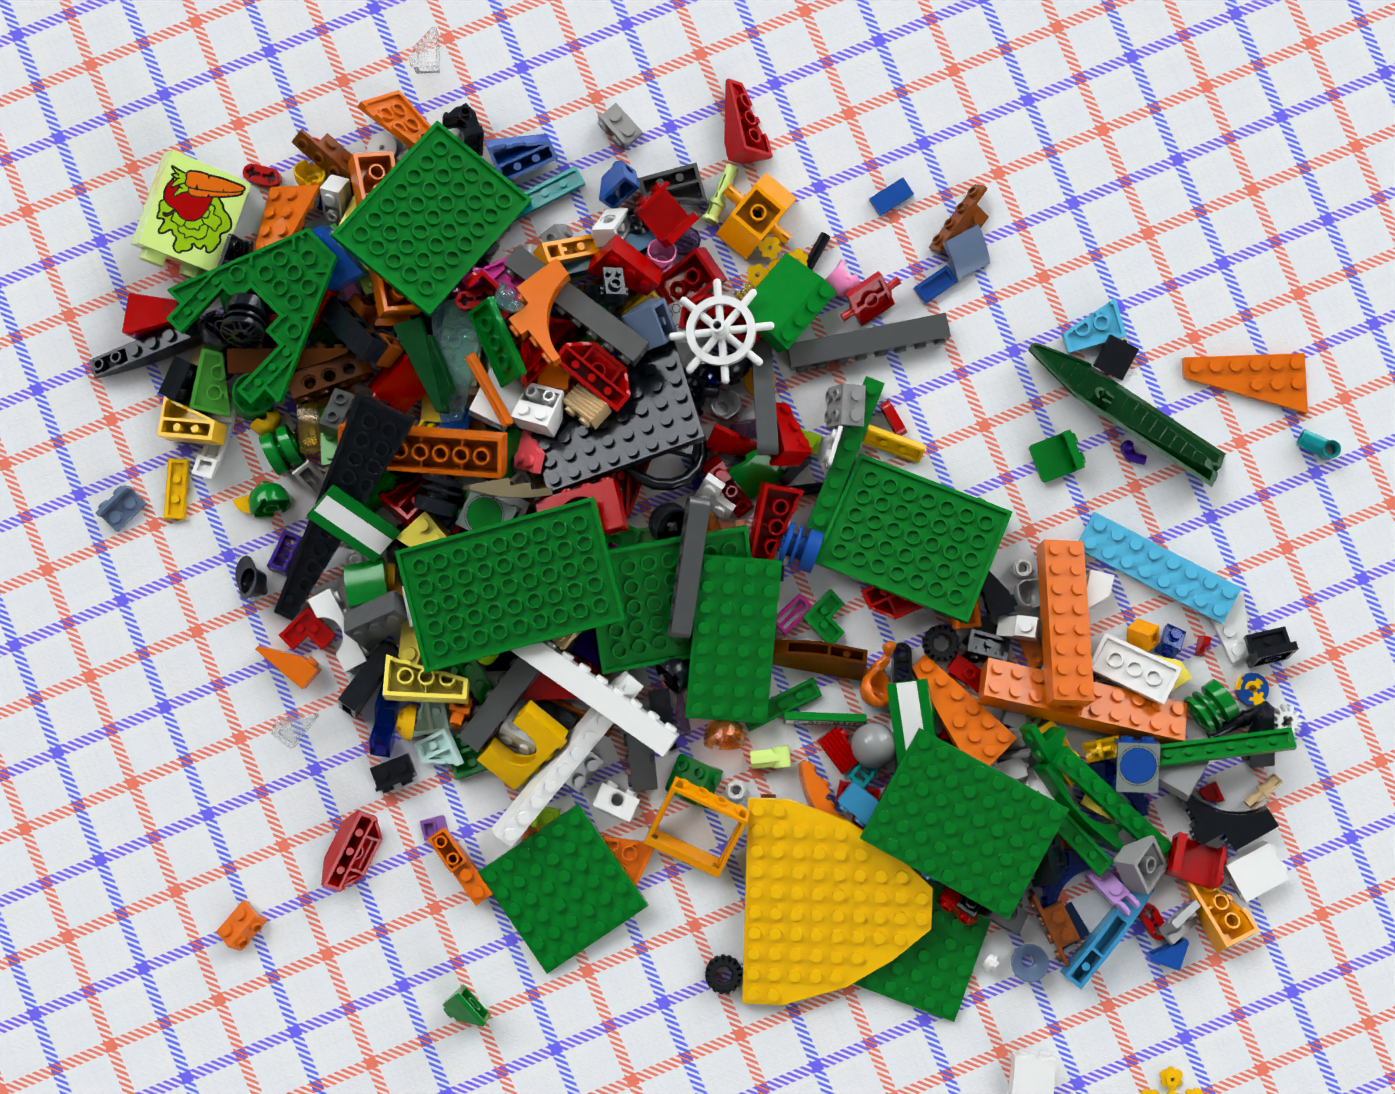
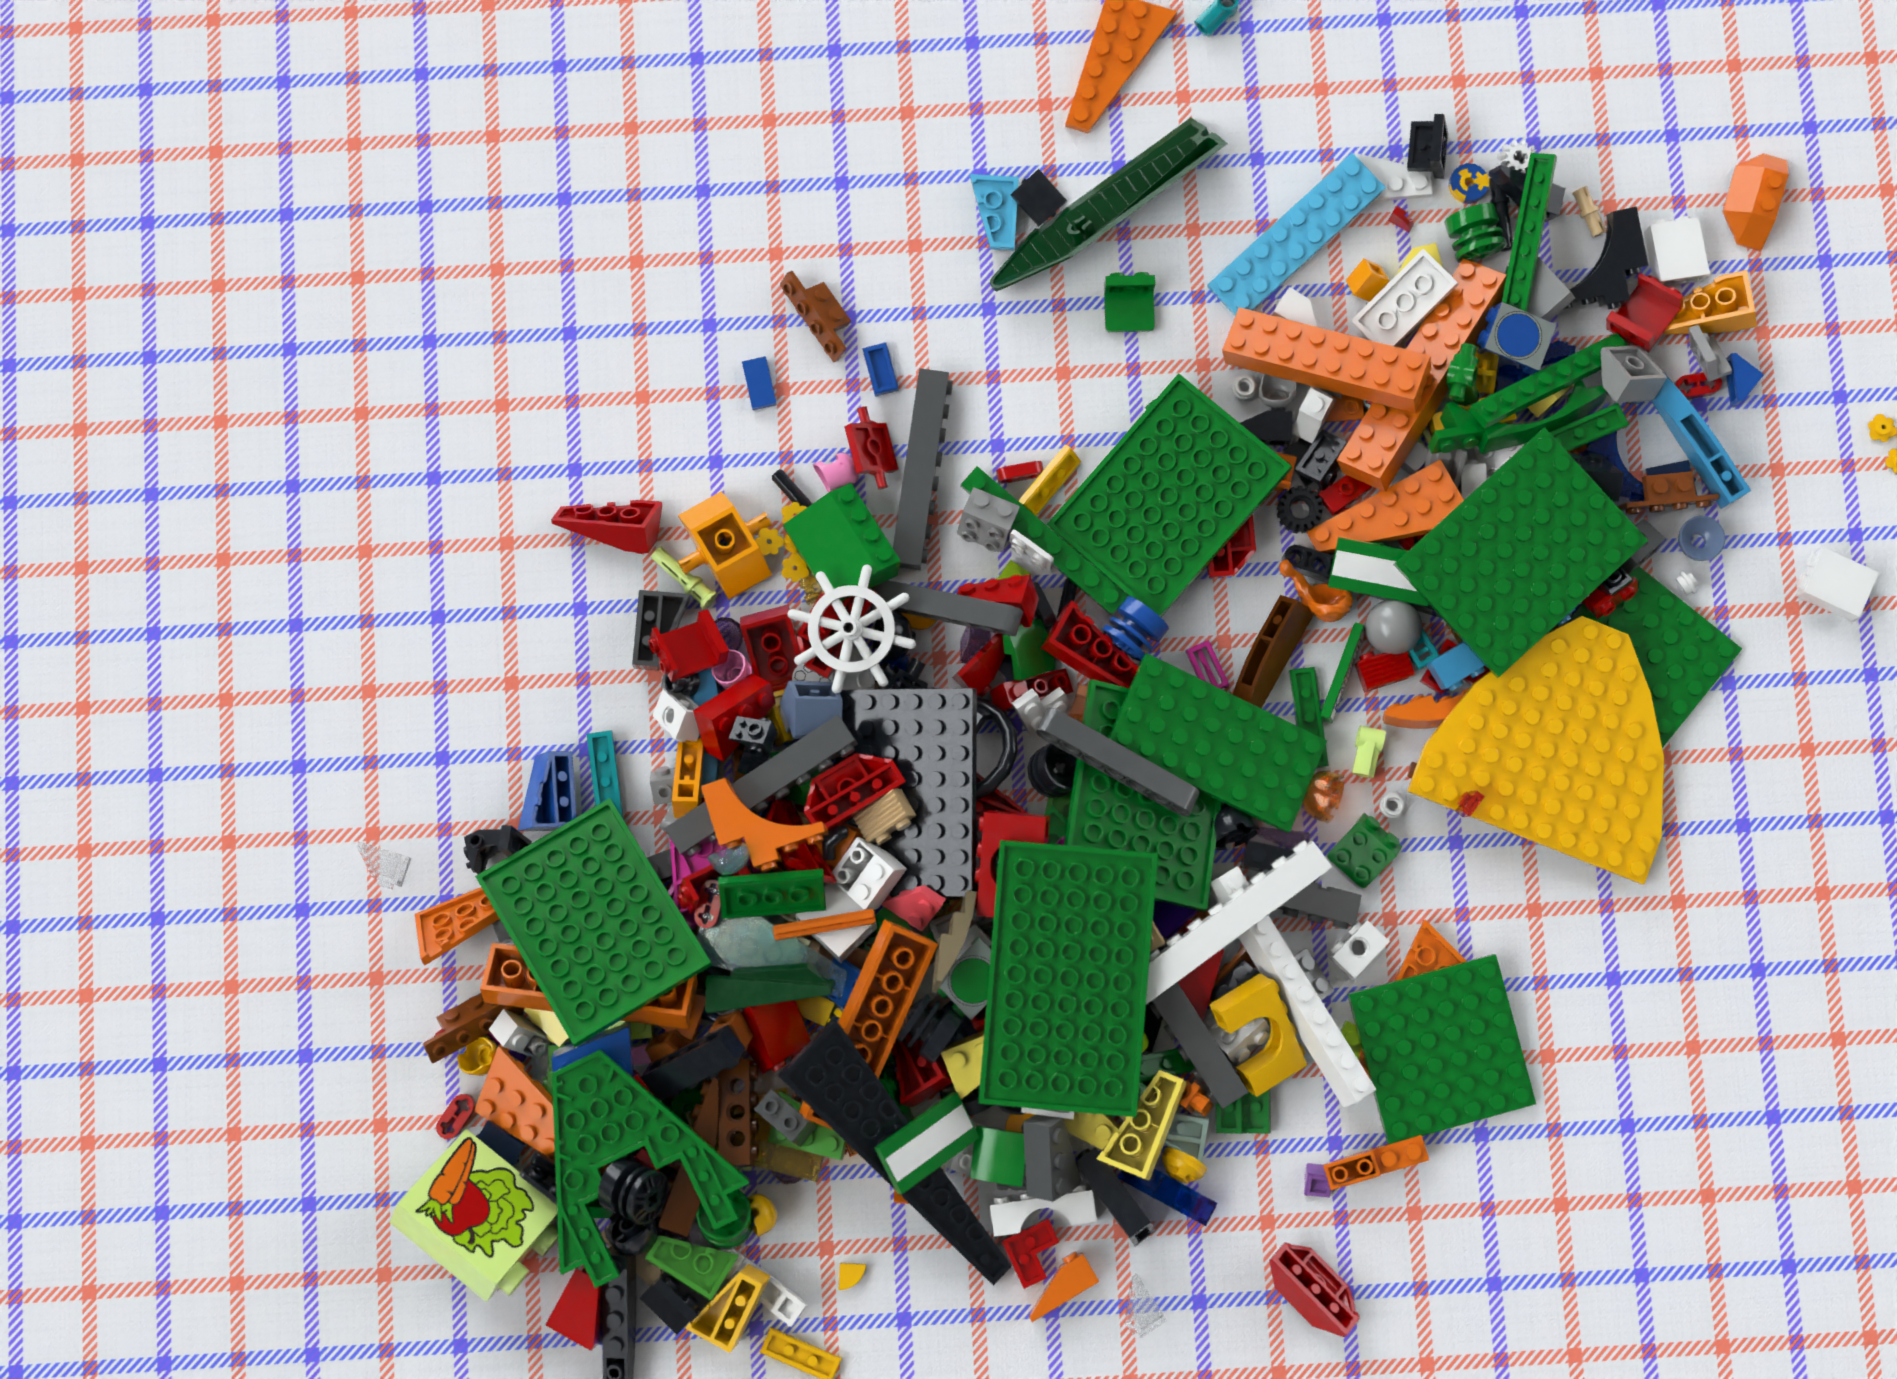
camera: 70 degrees left, 5 degrees down
(250, 579) = (943, 1301): black piece -> none
(251, 214) = (501, 1142): none -> dark blue piece
(267, 499) = (854, 1243): green cylinder -> none
(278, 550) = (920, 1254): dark purple slope -> none
(282, 449) = (802, 1203): green wheel -> none
(310, 477) = (850, 1181): white slope -> none
(382, 143) = (474, 957): white piece -> none
(392, 573) = (995, 1123): yellow tile -> none
(393, 772) = (1236, 1206): black bracket -> none
(439, 749) = (1227, 1139): light aqua wing -> none
(466, 1007) = (1546, 1215): green slope -> none
(555, 373) = (834, 837): none -> black arm
(618, 184) = (629, 690): blue torso -> none
(619, 125) = (558, 666): light grey bracket -> none
(685, 851) = (1447, 887): light orange window -> none
(726, 406) = (937, 656): light grey hair -> none
(732, 983) = (1618, 895): black tyre -> none
(753, 847) = (1468, 803): none -> clear red plate
(820, 615) = (1223, 636): green plate -> none
(967, 252) = (857, 320): sand blue slope -> none
(1090, 732) = (1463, 376): none -> green piece
(1113, 890) = (1649, 416): lavender hinge -> none
(1130, 454) = (1156, 221): dark purple arm -> none
(1170, 642) = (1385, 252): clear blue bracket -> none
(1211, 792) = (1571, 269): red tile -> none
(1322, 919) = (1755, 199): none -> orange wedge

